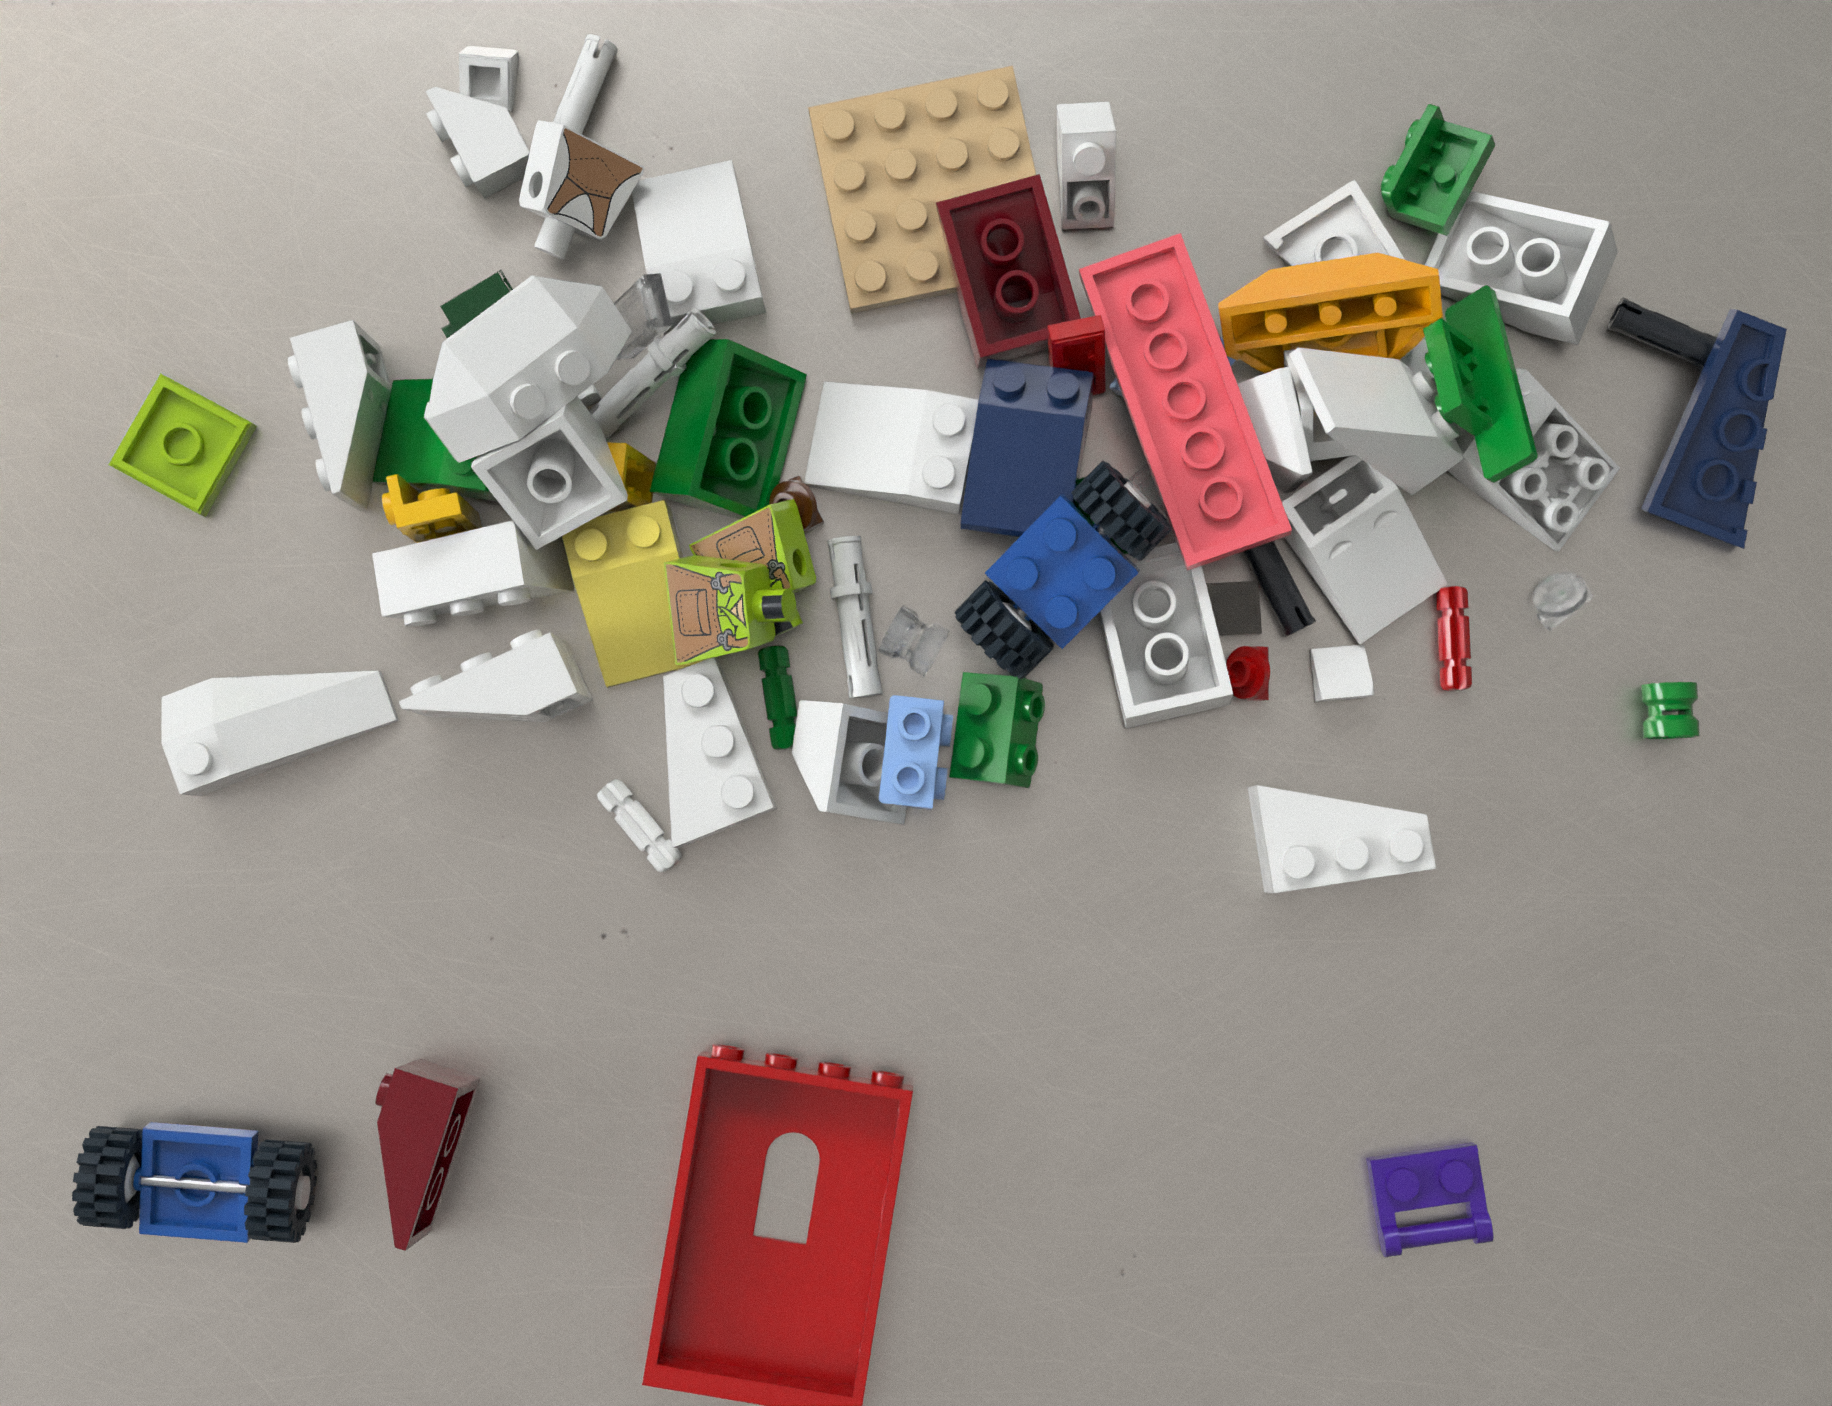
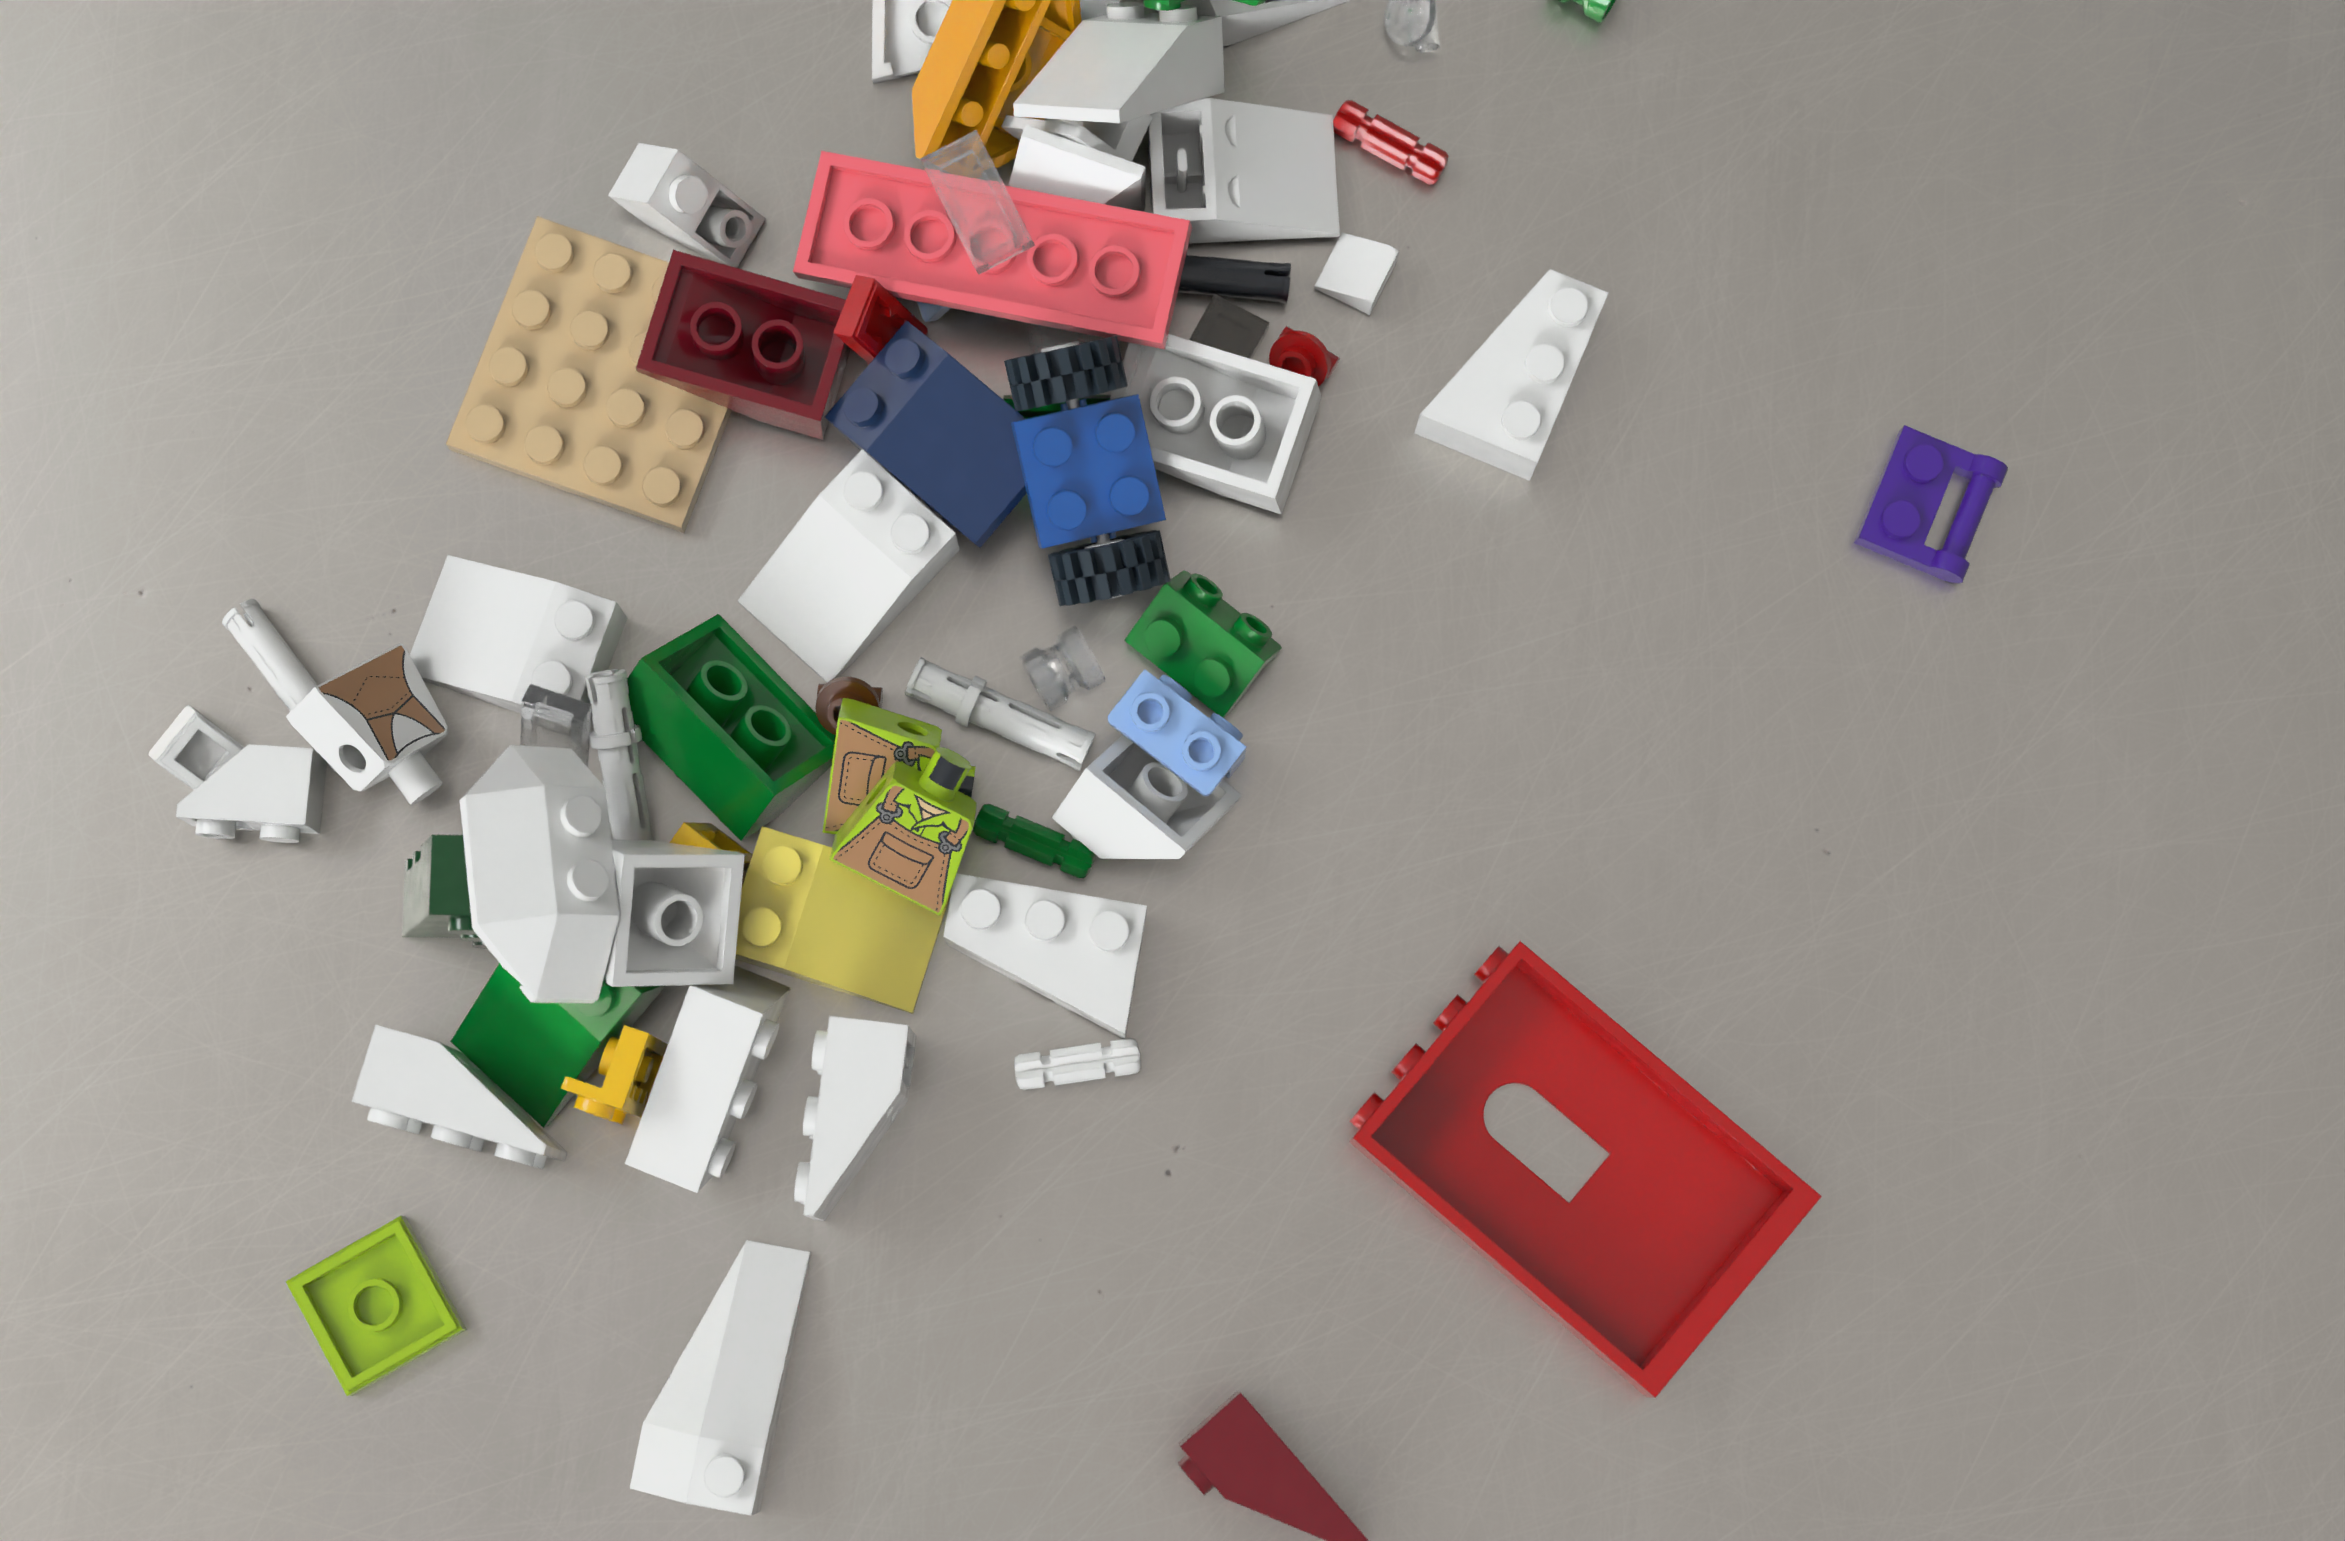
camera: 65 degrees left, 5 degrees down
(1209, 367) = (977, 202): none -> clear tile

